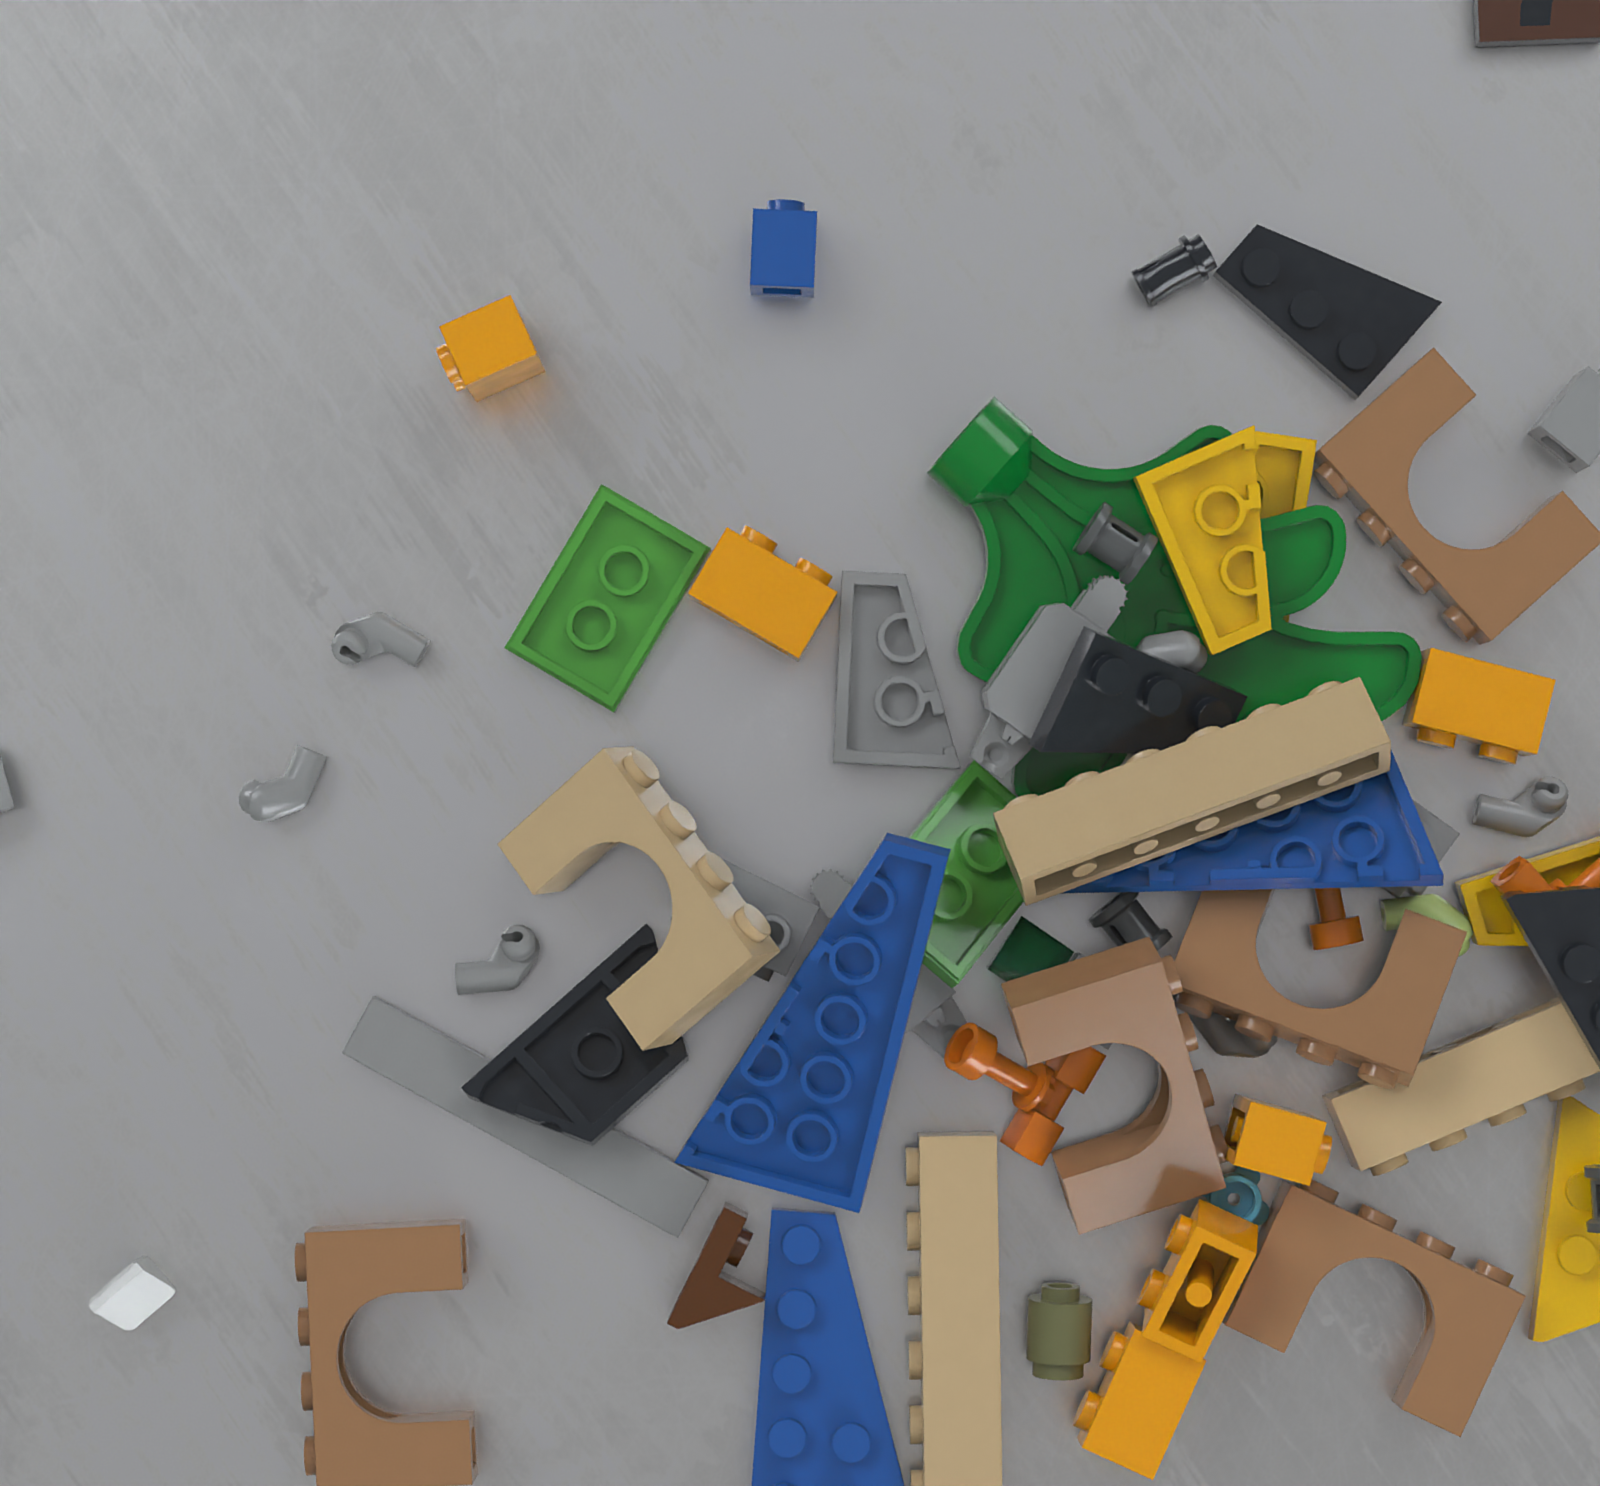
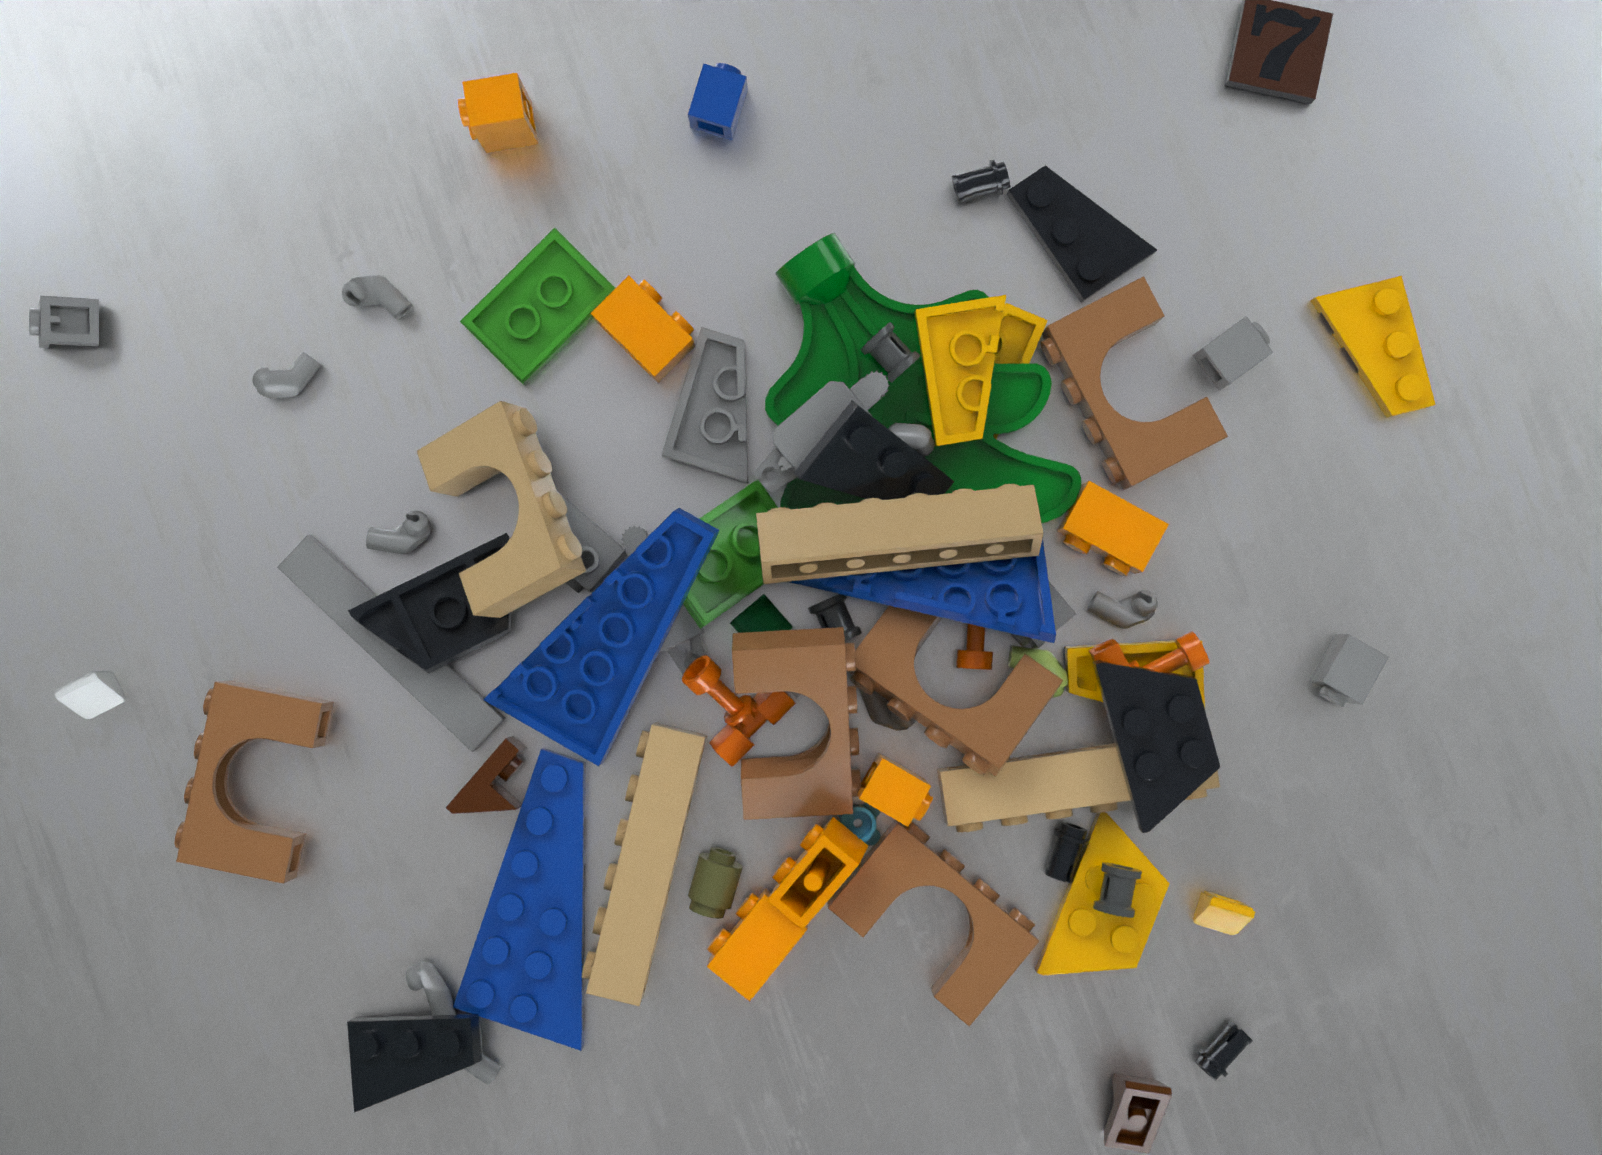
camera: 15 degrees right, 0 degrees up
(1530, 1164) = (1066, 851): none -> black pin

